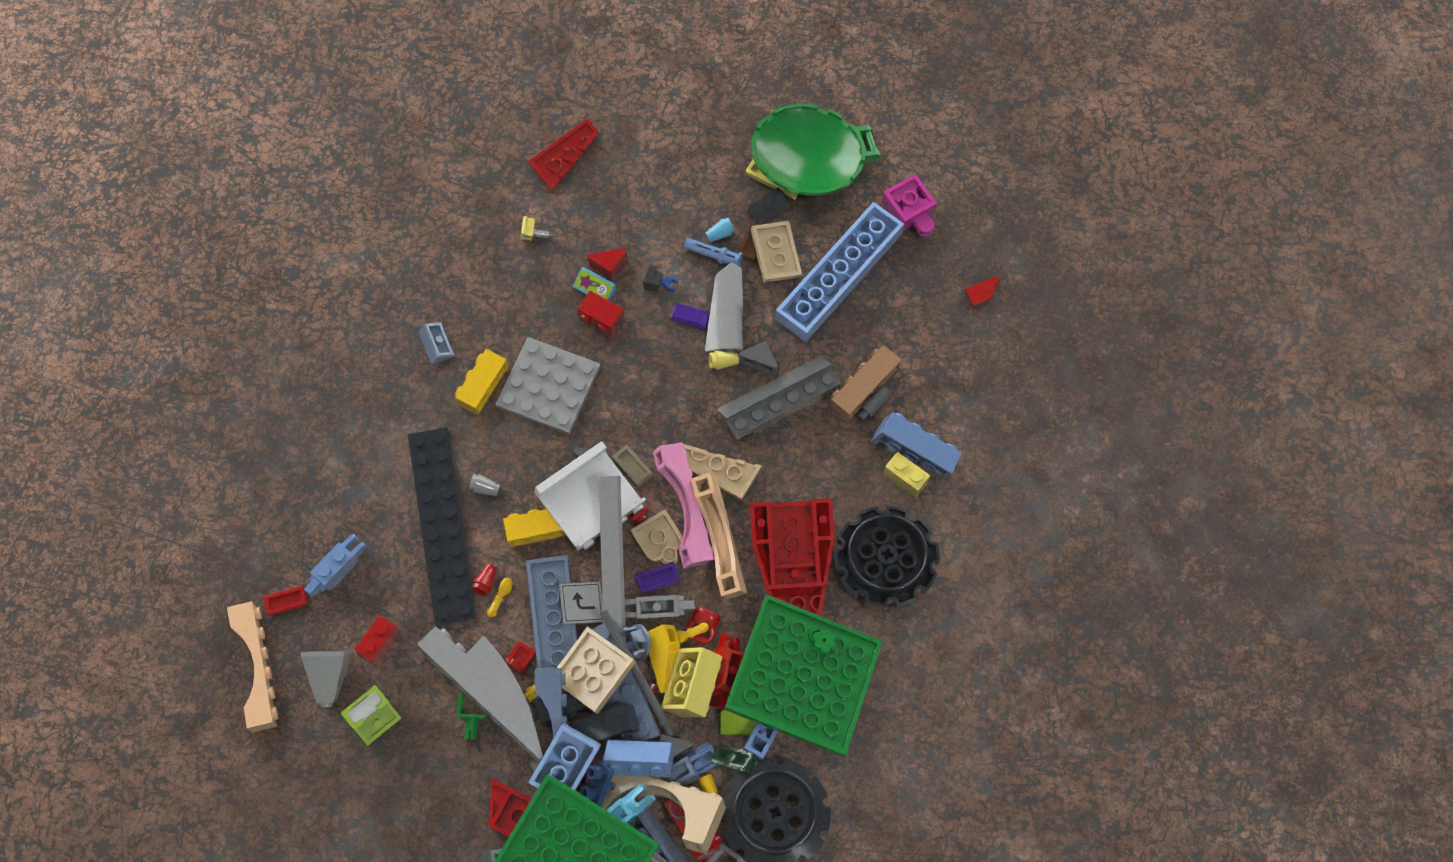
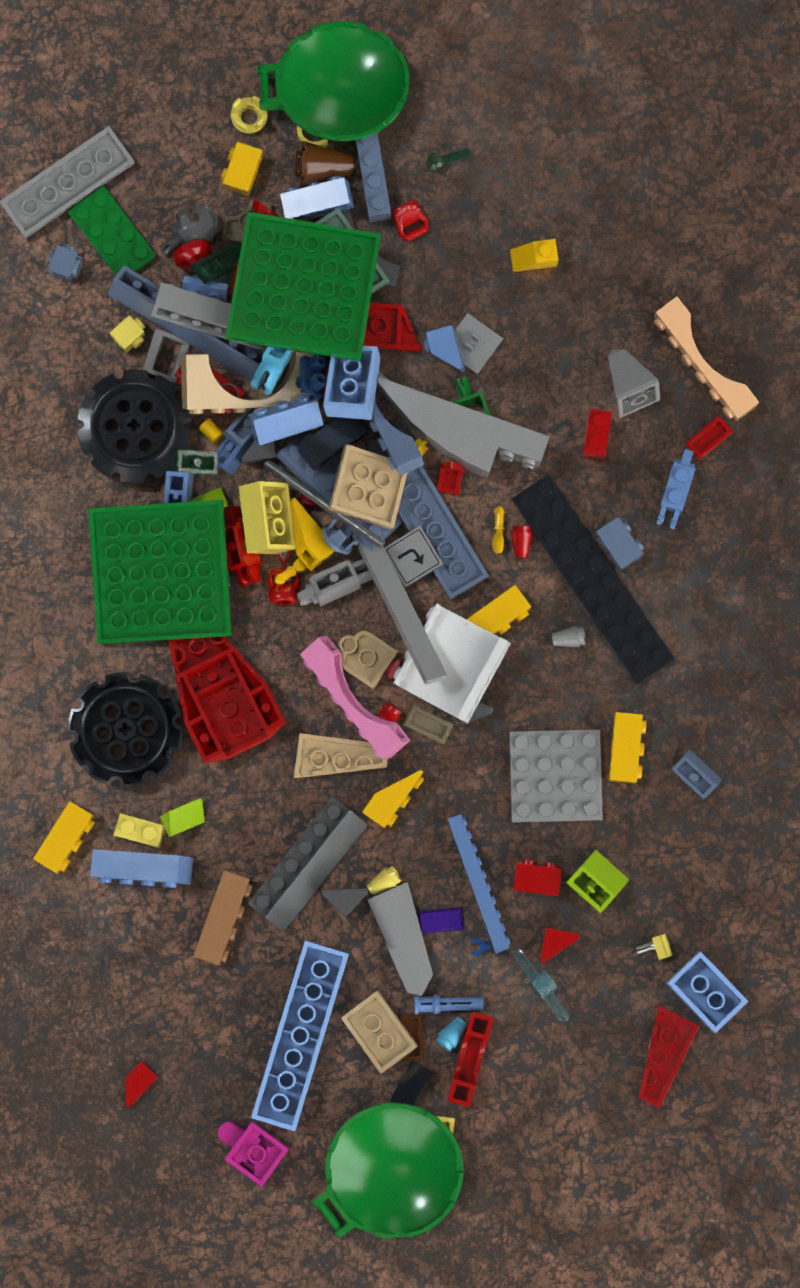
camera: 155 degrees right, 15 degrees up
(351, 821) = (534, 255): none -> yellow slope
(370, 715) = (568, 358): lime brick -> none
(405, 543) = (619, 543): none -> sand blue brick
(444, 769) = (476, 343): none -> light grey piece
(469, 772) = (445, 347): none -> medium blue slope
(510, 180) = (706, 992): none -> light blue brick
(554, 291) = (597, 881): none -> lime slope
(589, 281) = (559, 908): slope -> none
(633, 238) = (543, 984): none -> clear light blue piece
(648, 325) = (478, 884): none -> medium blue piece
(657, 578) = (349, 616): dark purple tile -> none
(660, 485) = (389, 712): none -> red cone
(691, 418) = (387, 801): none -> yellow slope
(704, 217) = (470, 1059): none -> red arch
(726, 559) = (323, 707): light nougat arch -> none
(828, 637) = (147, 613): green plant -> none
(866, 469) = (183, 817): none -> lime slope
(874, 403) = (204, 900): dark grey cylinder -> none
(971, 495) = (64, 838): none -> yellow brick

